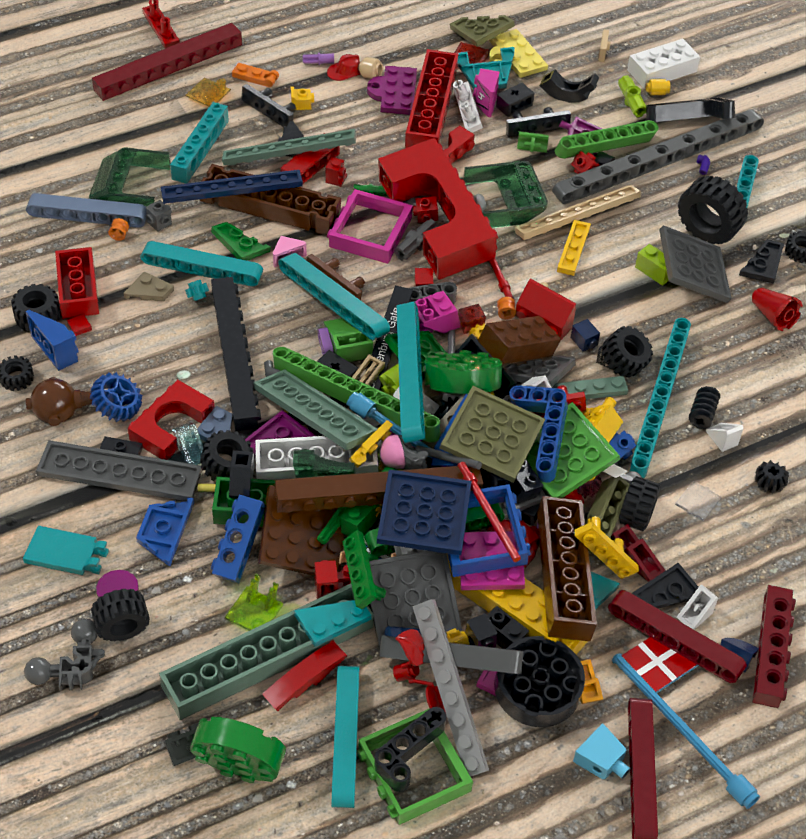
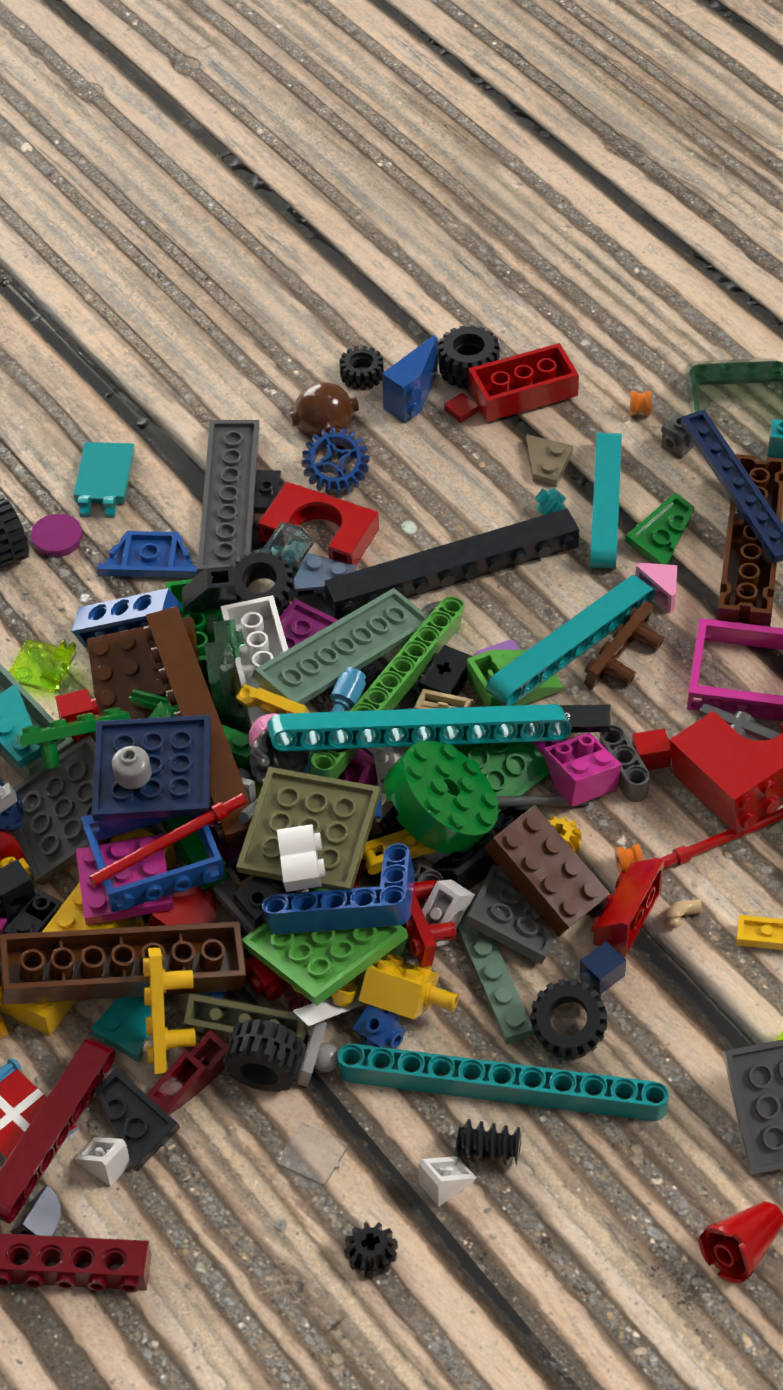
camera: 85 degrees right, 0 degrees up
(85, 210) = (665, 361): sand blue beam -> none
(436, 513) = (131, 767): none -> light grey head
(471, 316) = (593, 818): clear red brick -> none
(524, 436) = (300, 858): none -> white brick

